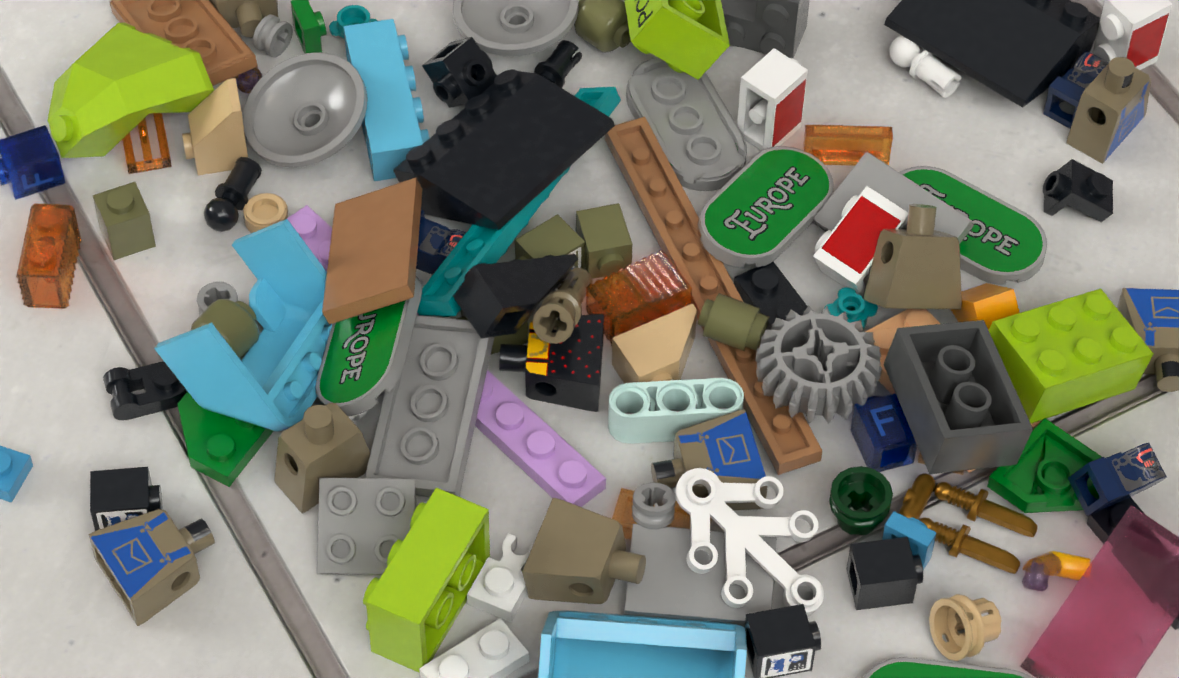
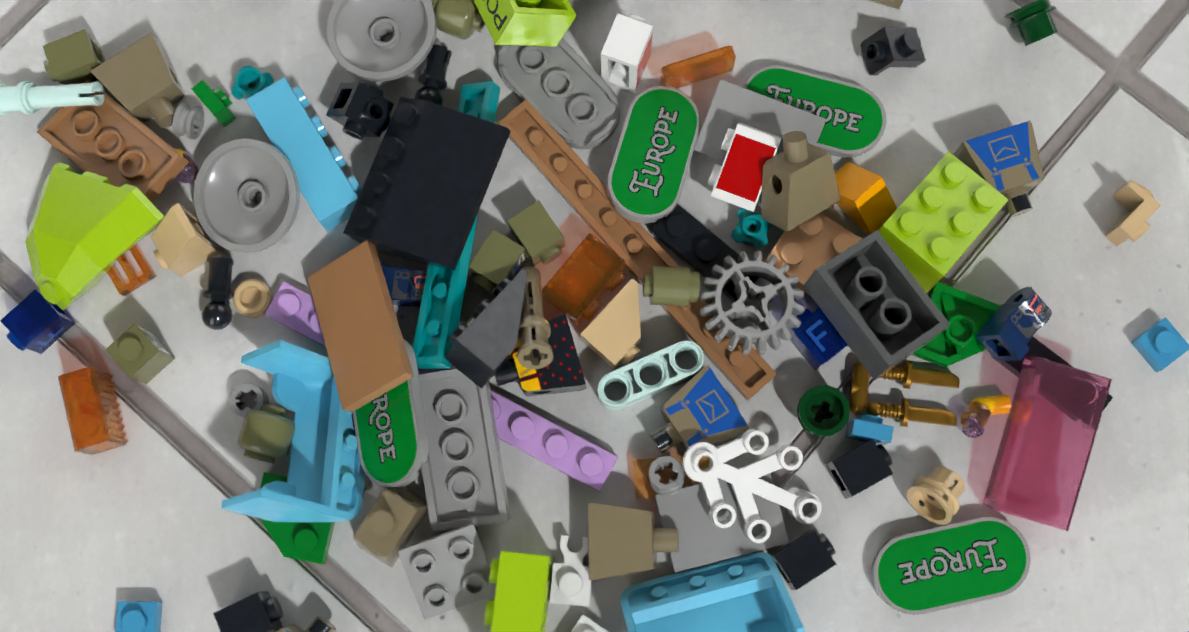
camera: 15 degrees left, 25 degrees up
(160, 385) = (227, 487): black plate -> none

